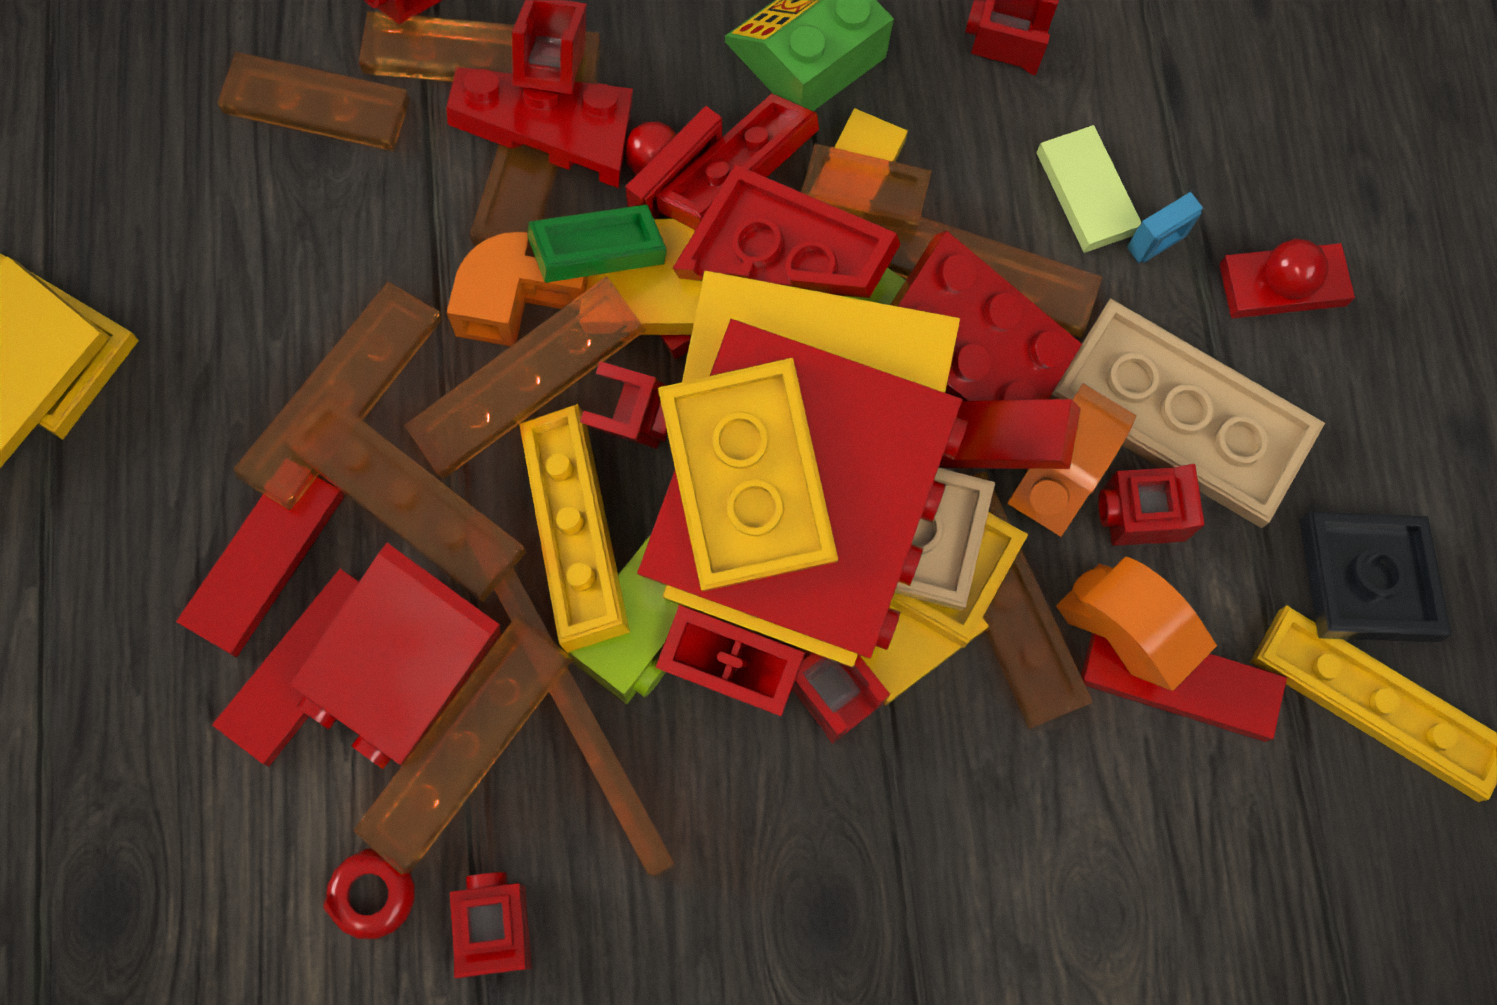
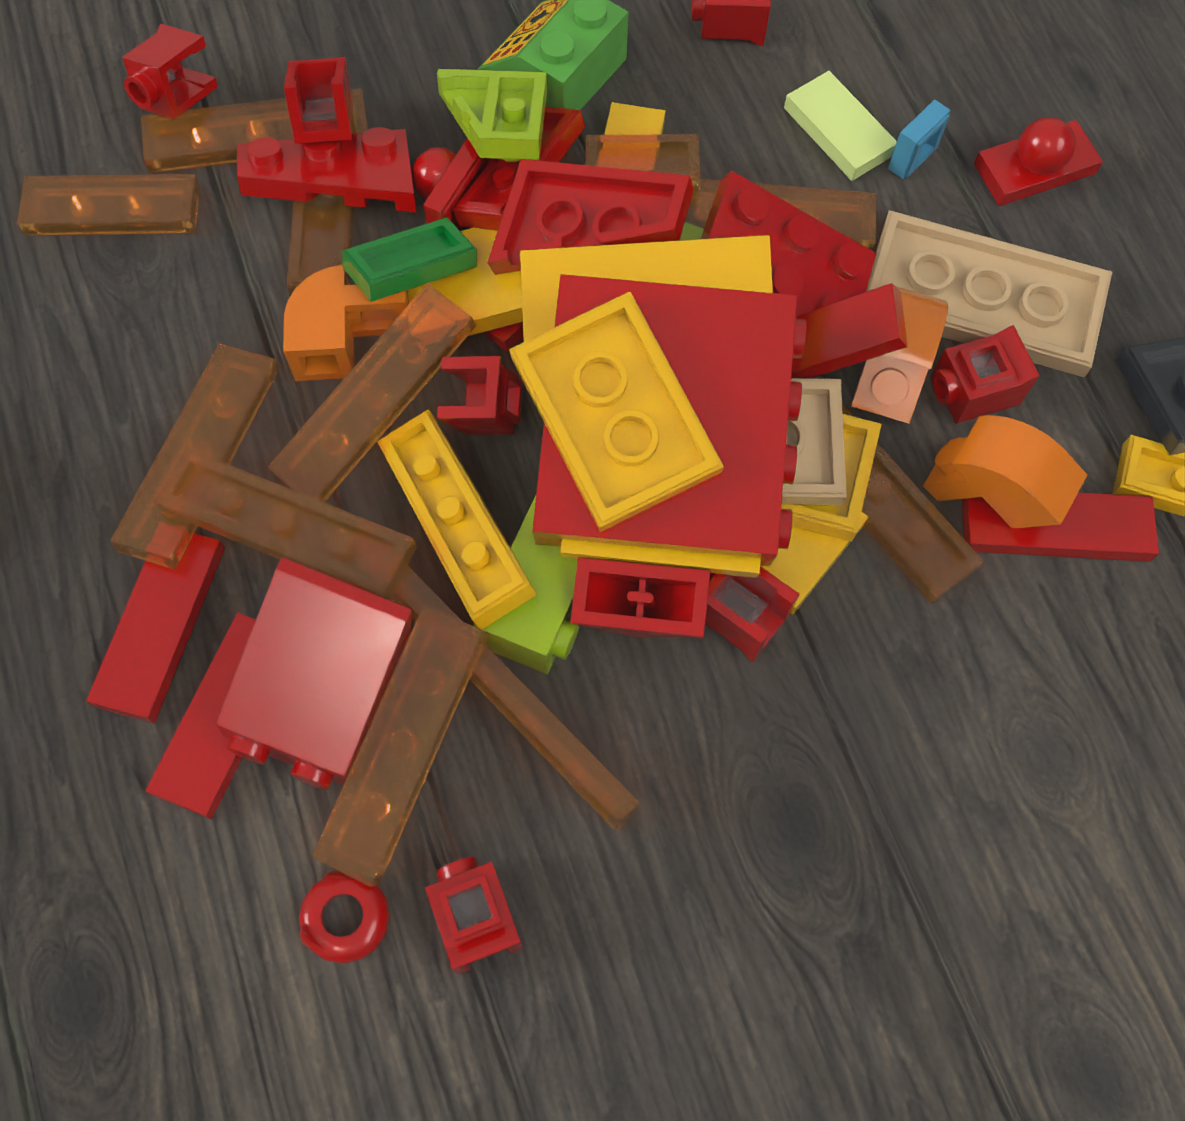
camera: 10 degrees left, 5 degrees down
(728, 101) = (497, 110): none -> lime wing

